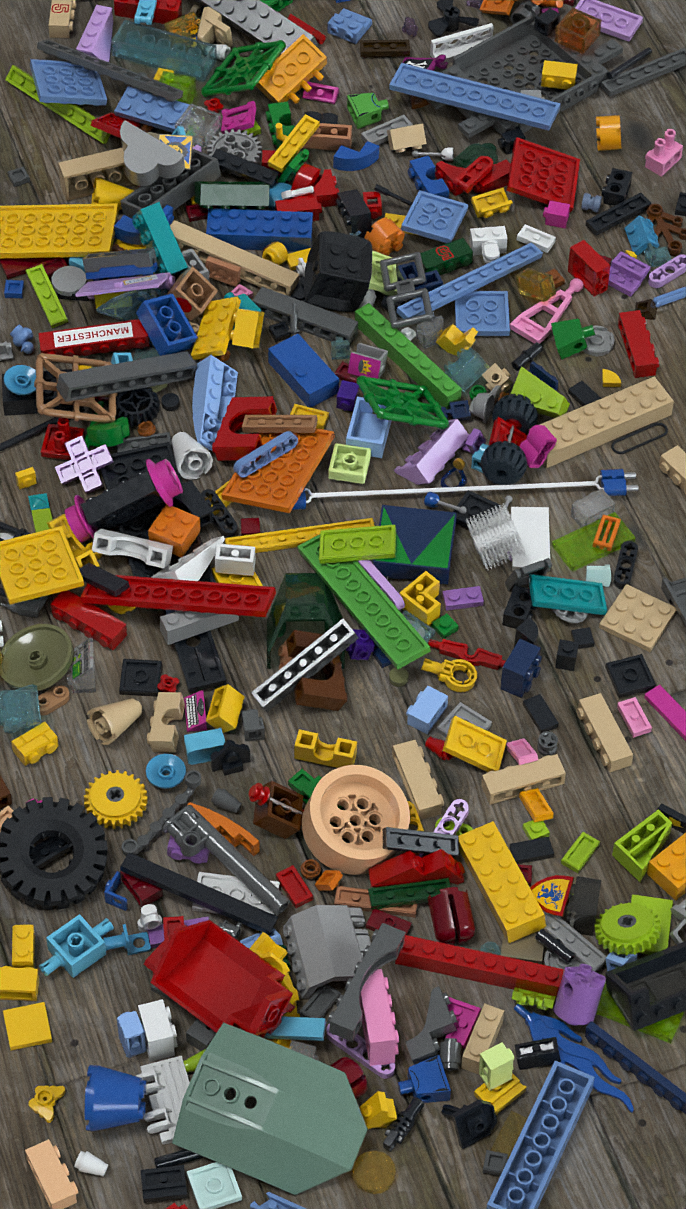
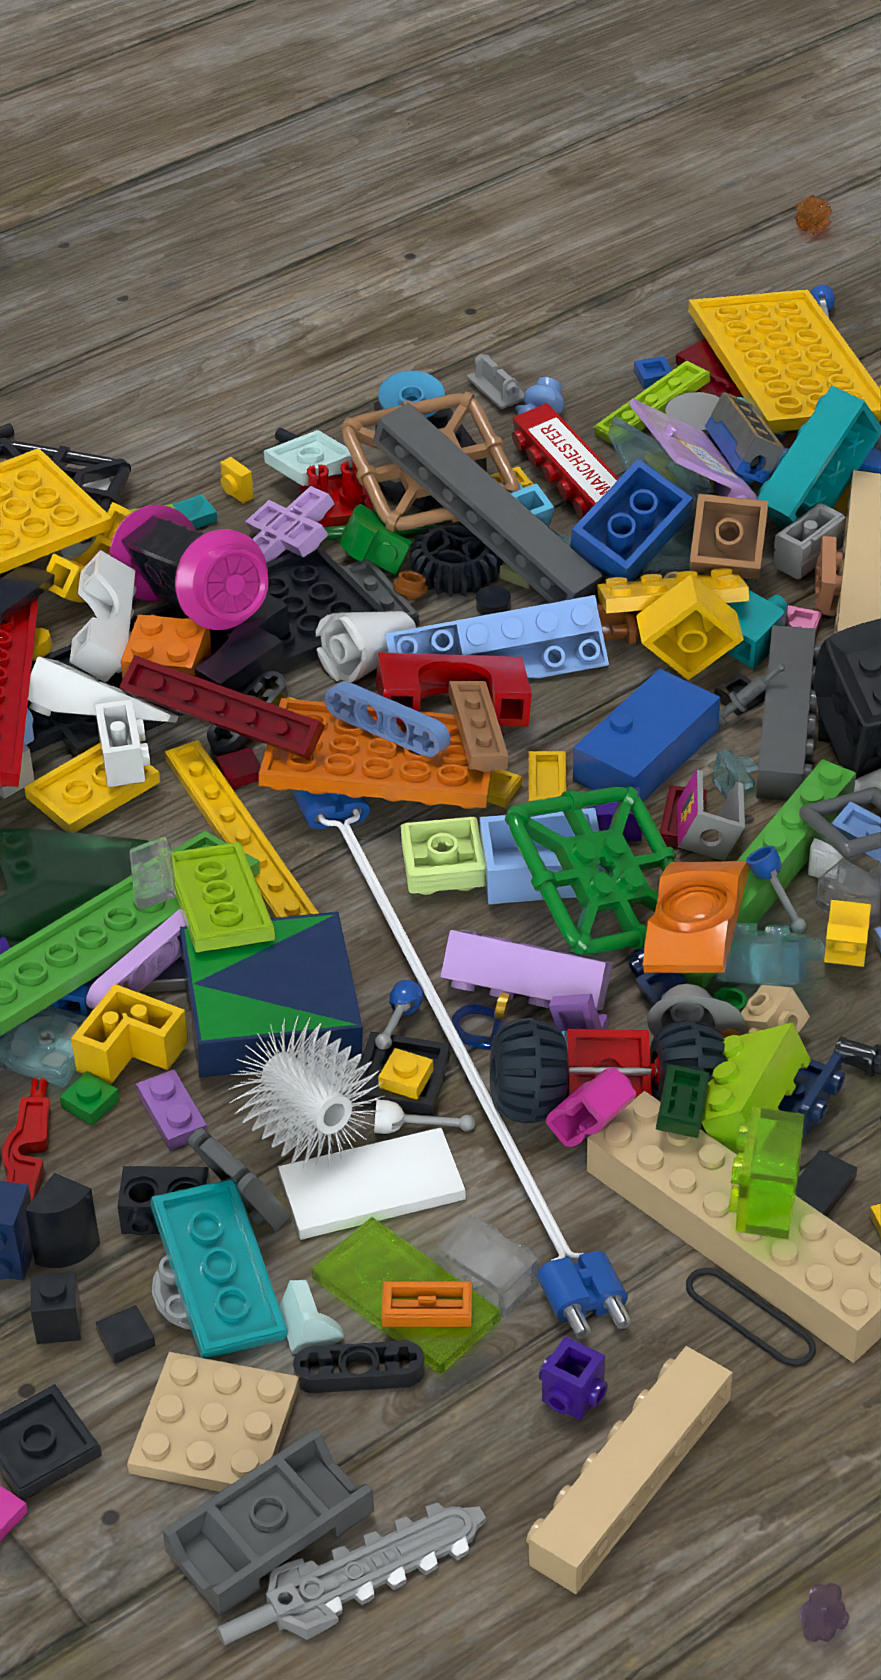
camera: 75 degrees right, 10 degrees down
(31, 440) = (310, 449): none -> light aqua plate
(235, 511) = (222, 707): none -> dark red plate
(334, 563) = (152, 873): none -> clear plate
(425, 348) = (765, 865): none -> hinge
(442, 379) = (695, 917): none -> orange slope
(482, 505) = (405, 1073): none -> yellow plate
(548, 414) = (682, 1101): none -> dark green plate
(606, 394) = (767, 1172): none -> clear neon green brick
(661, 495) = (573, 1378): none -> dark purple brick

